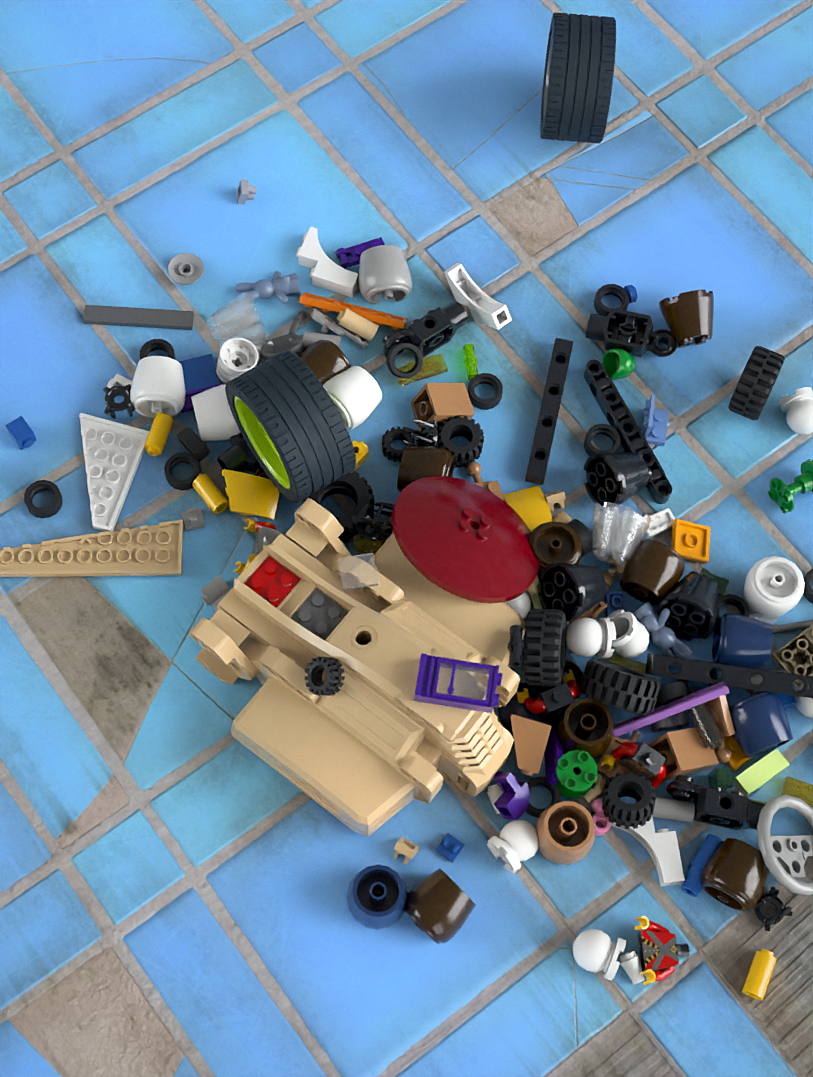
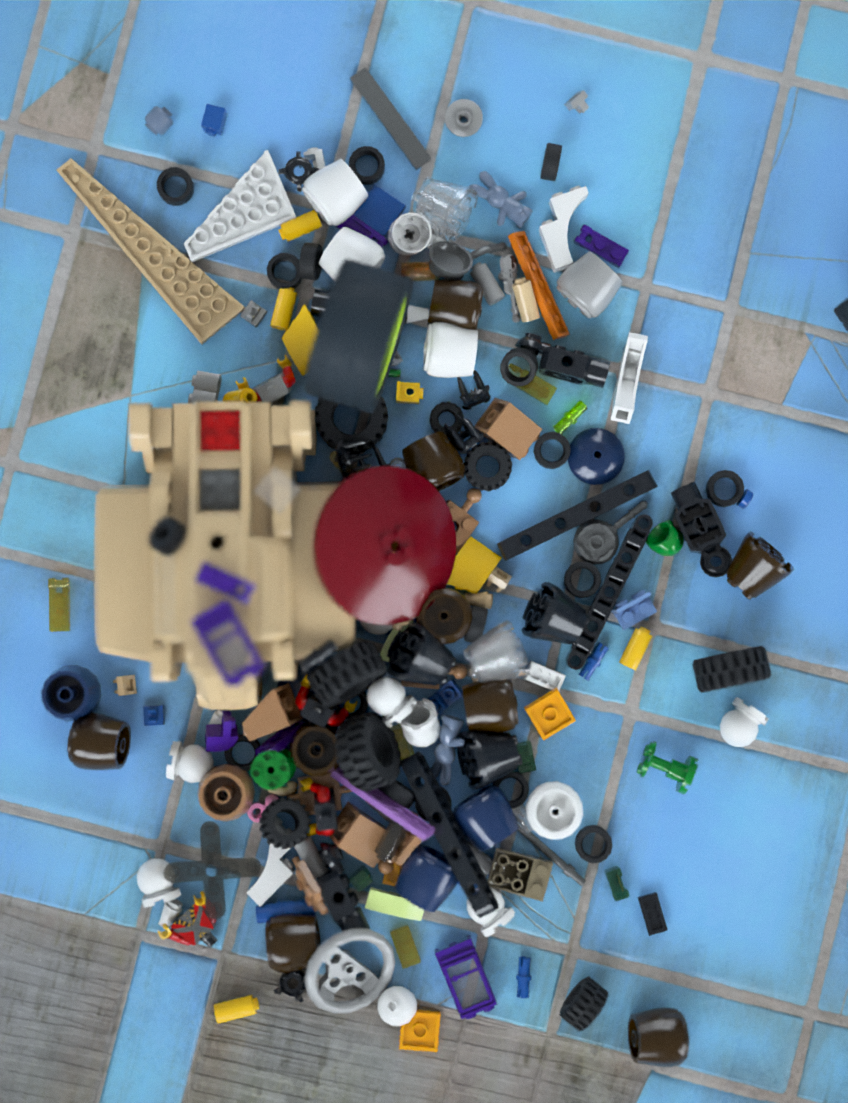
camera: 55 degrees right, 20 degrees up
(272, 235) = (551, 162): none -> black tyre
(293, 853) = (59, 605): none -> clear yellow plate
(400, 409) = (474, 397): none -> black piece
(404, 650) = (224, 582): none -> dark purple plate
(515, 376) = (591, 469): none -> dark blue dish
(580, 409) = (598, 540): none -> dark grey piece
(634, 900) = (211, 856): none -> clear smoke piece
(674, 480) = (593, 661): none -> blue pin
(686, 444) = (636, 648): none -> yellow brick
(697, 823) = (307, 883): none -> medium nougat plate

